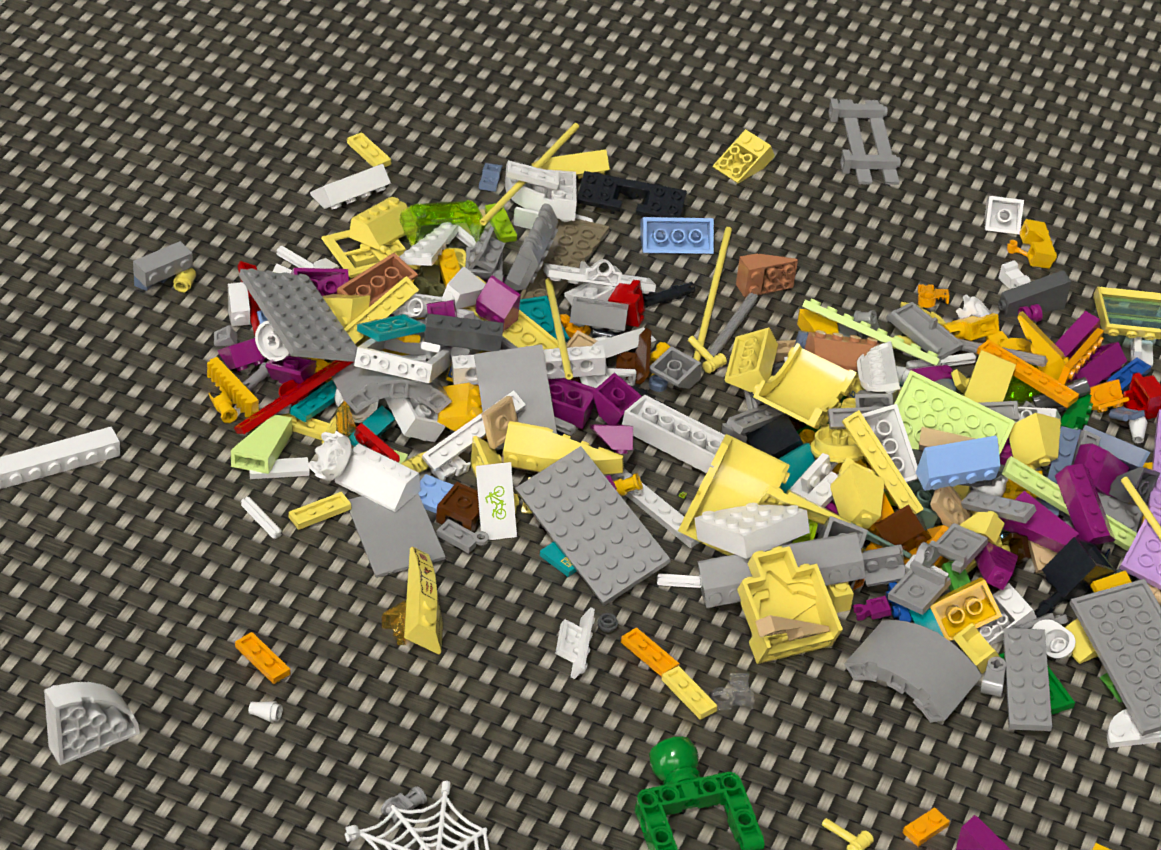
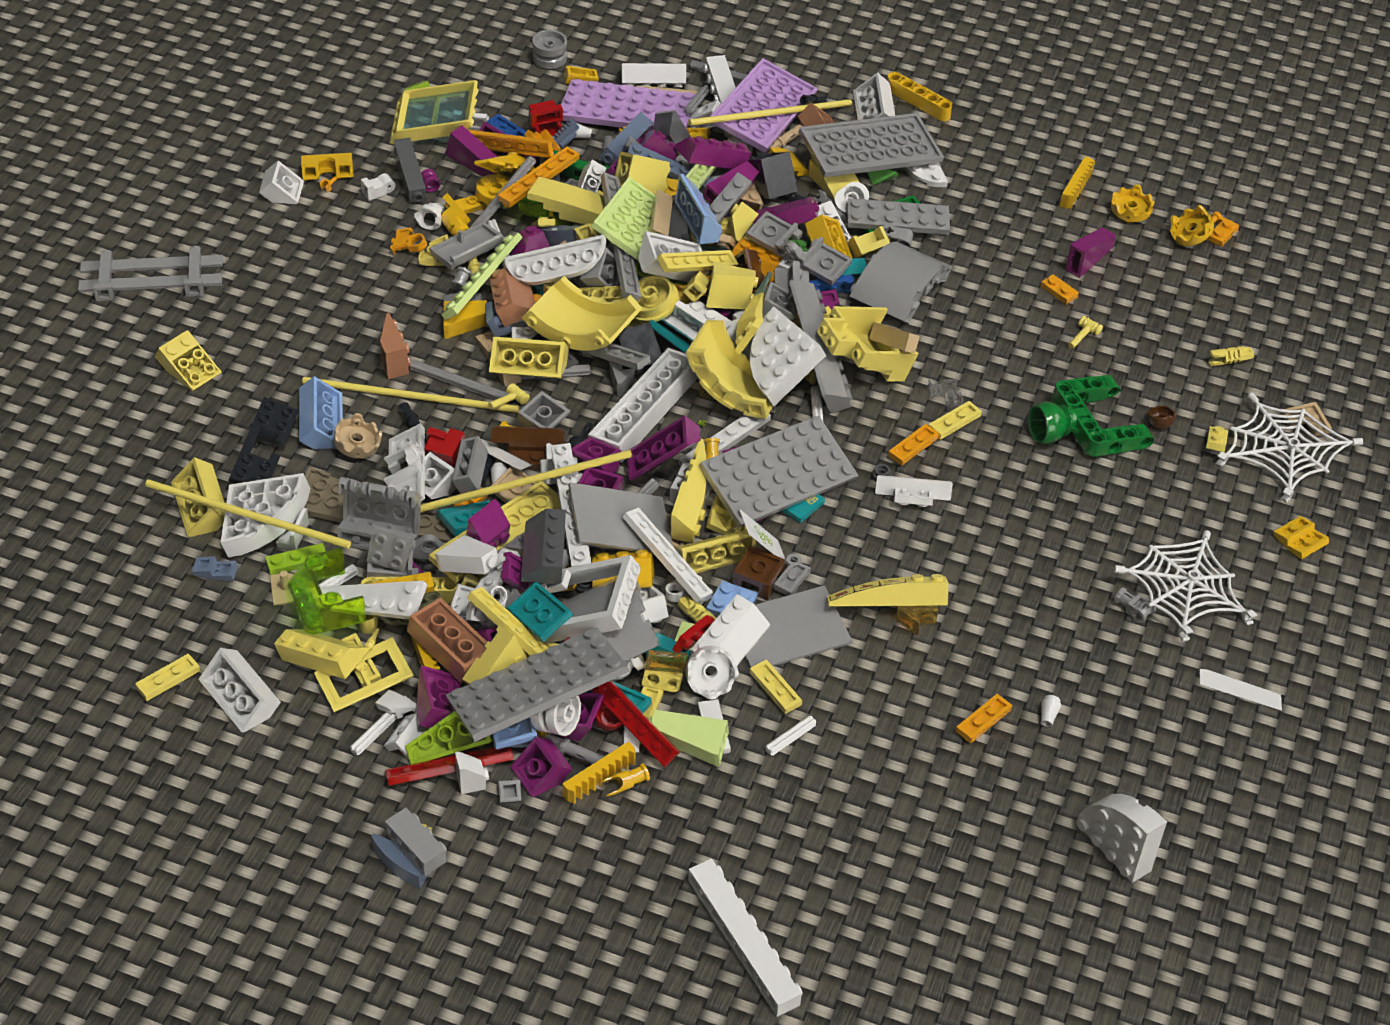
camera: 90 degrees left, 5 degrees up
(497, 420) = (667, 525): tan plate -> none
(532, 175) = (264, 505): white plate -> none
(644, 243) = (357, 429): none -> tan plate

